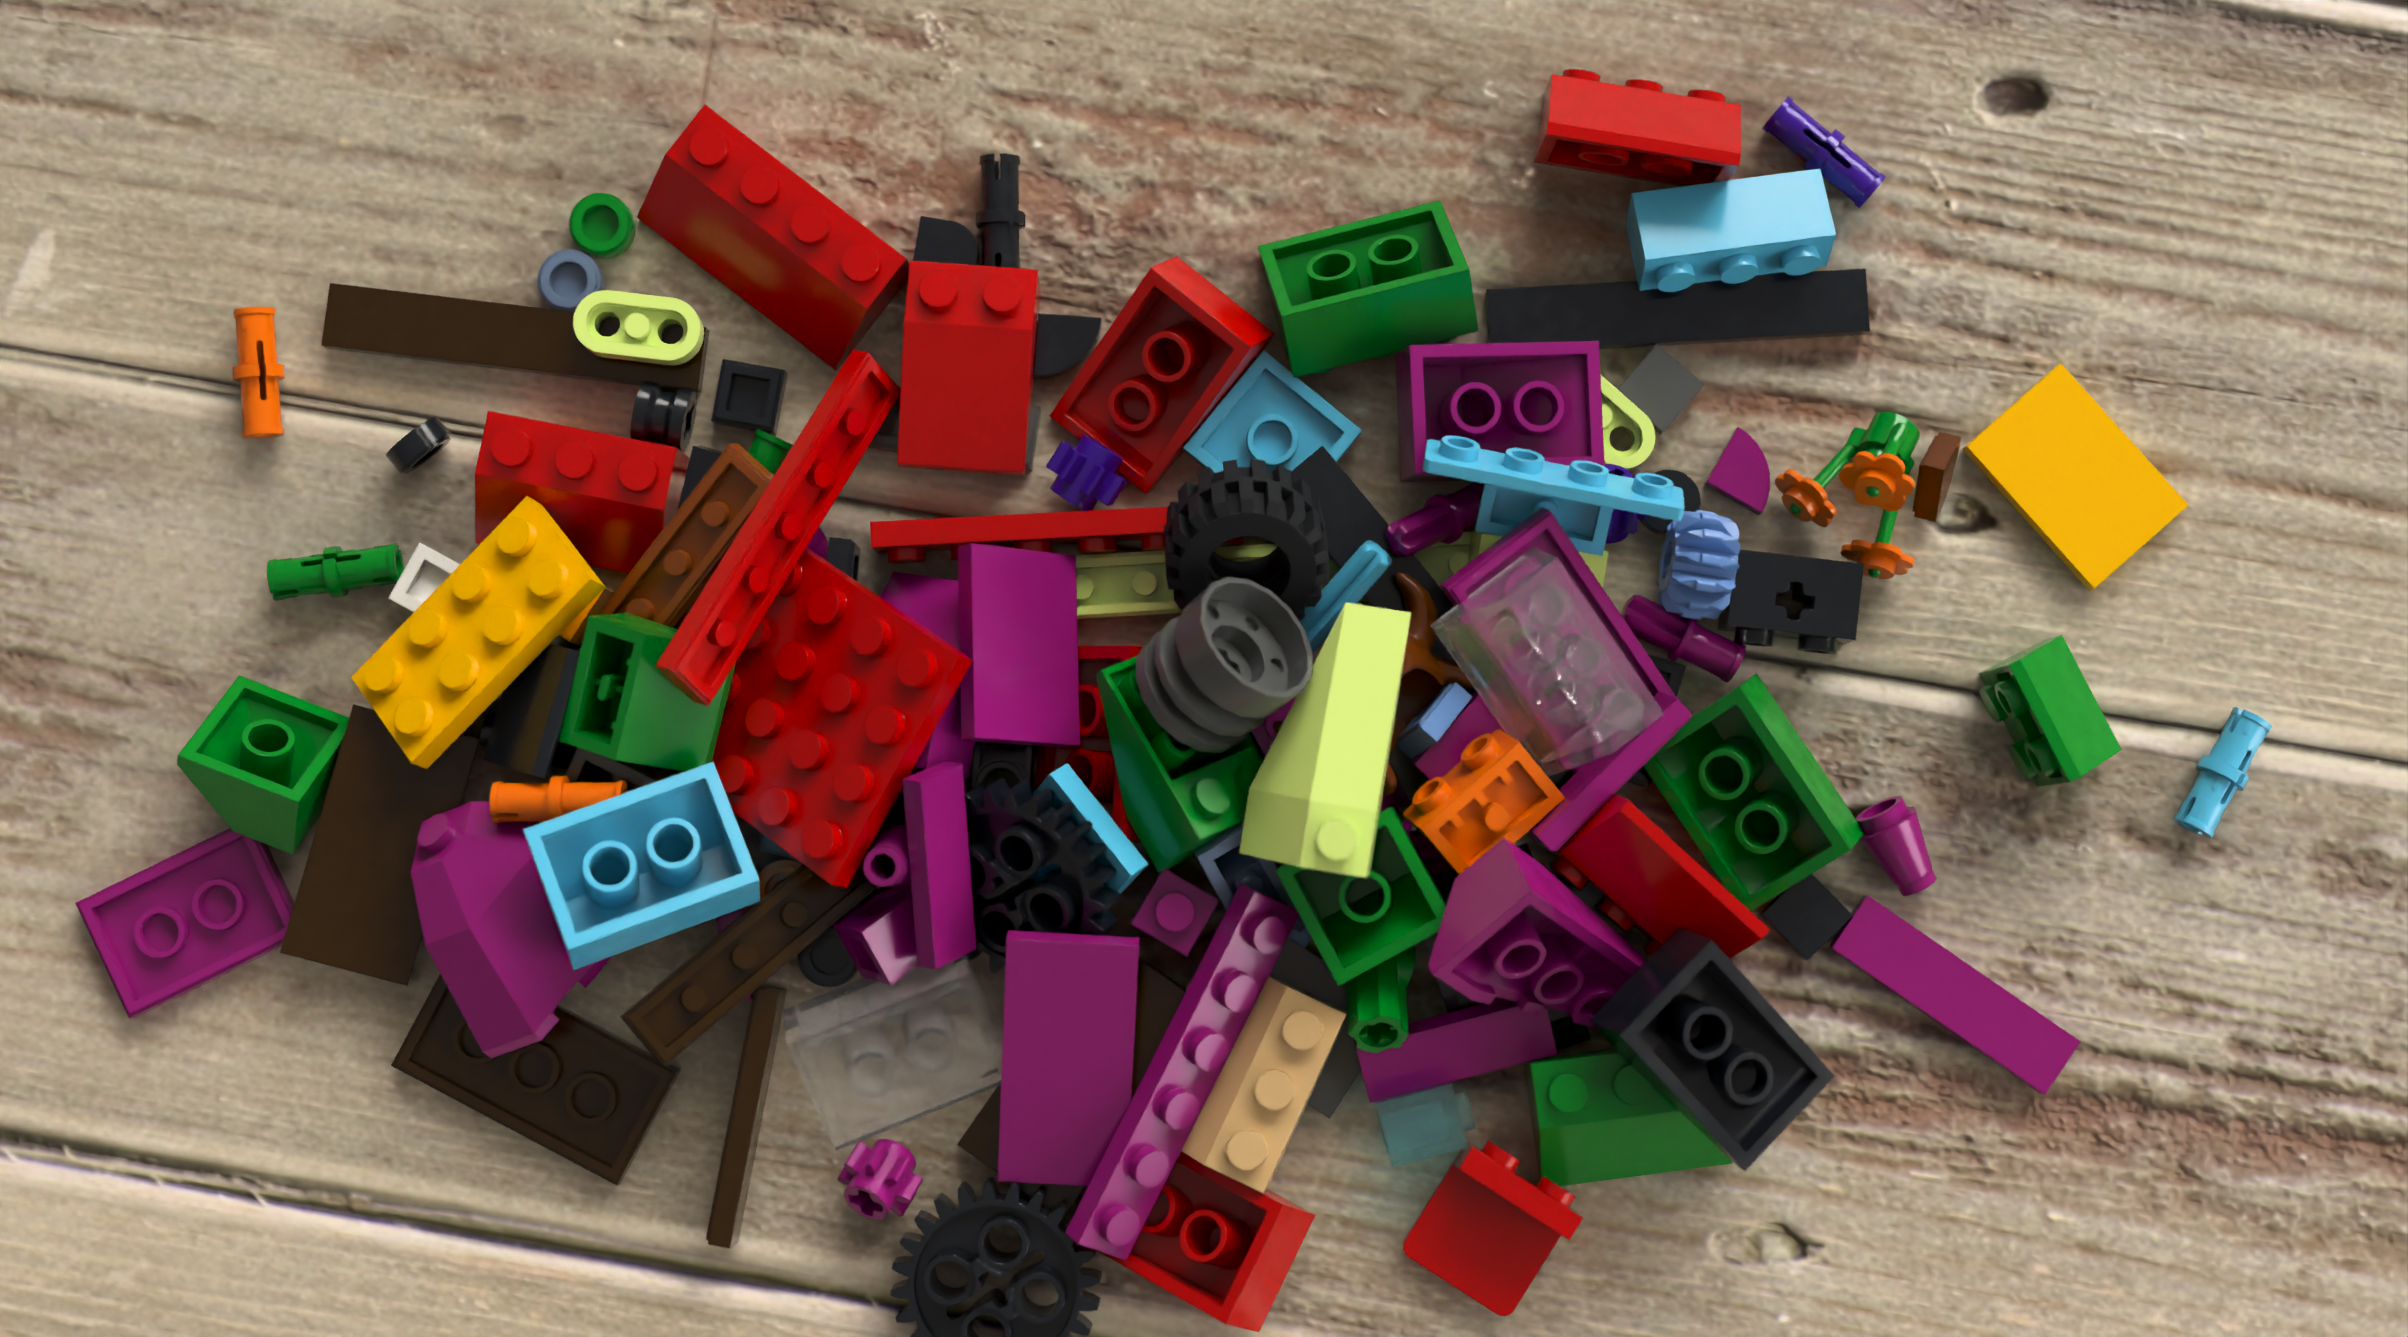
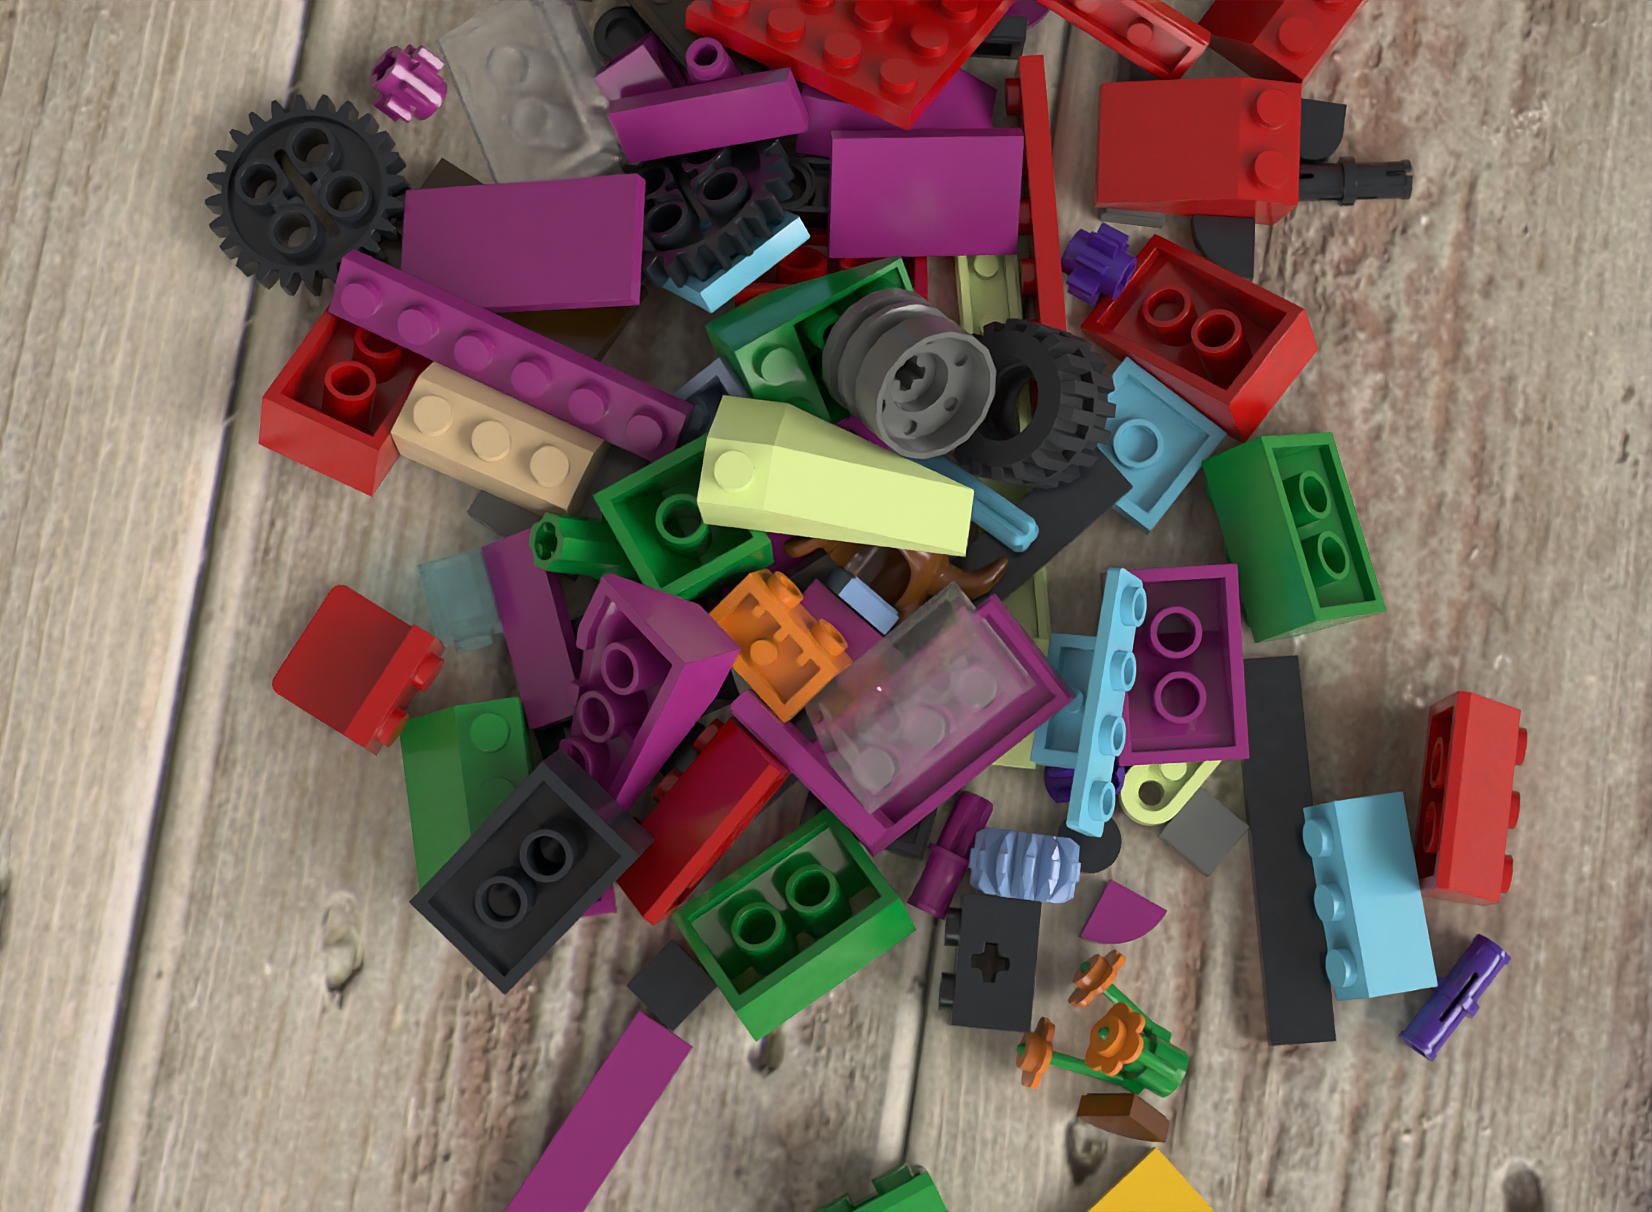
camera: 85 degrees right, 5 degrees down
(1175, 912) = (667, 352): magenta brick -> none
(1439, 521) = (1062, 607): magenta axle -> none
(1897, 844) = (744, 1077): magenta cone -> none

